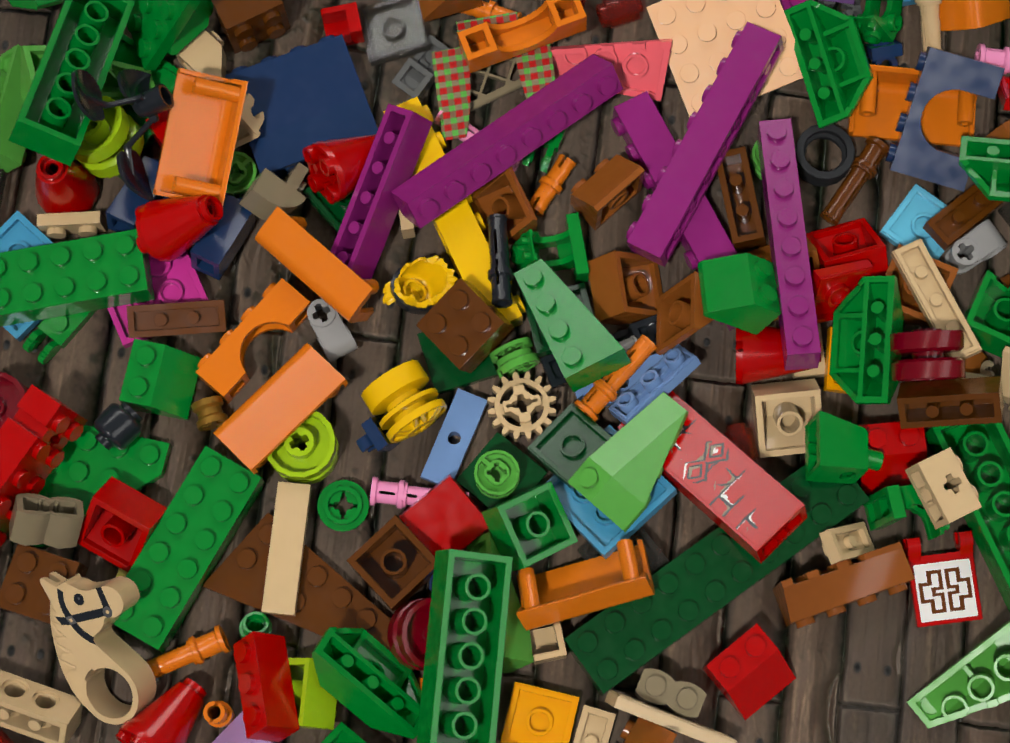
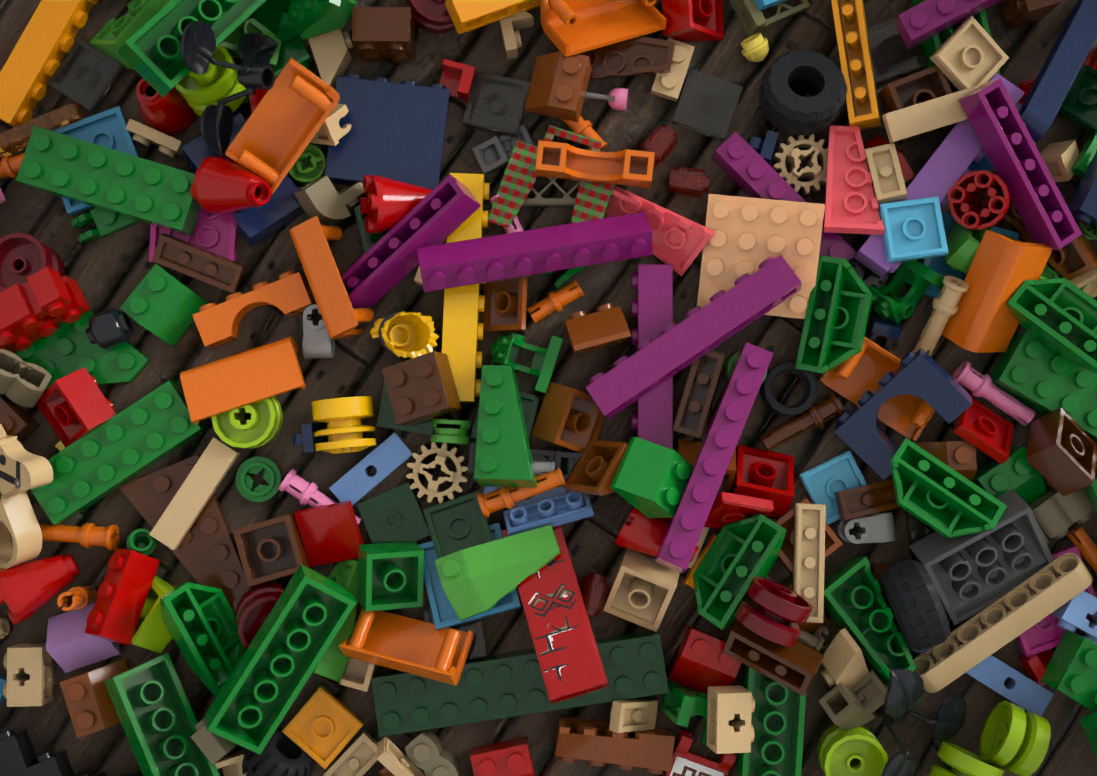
camera: 20 degrees right, 10 degrees up
(209, 413) = (190, 352): pearl gold wheel -> none
(497, 474) = (387, 520): bright green wheel -> none
(500, 272) = (472, 358): black pin -> none
(837, 450) = (662, 645): green torso -> none

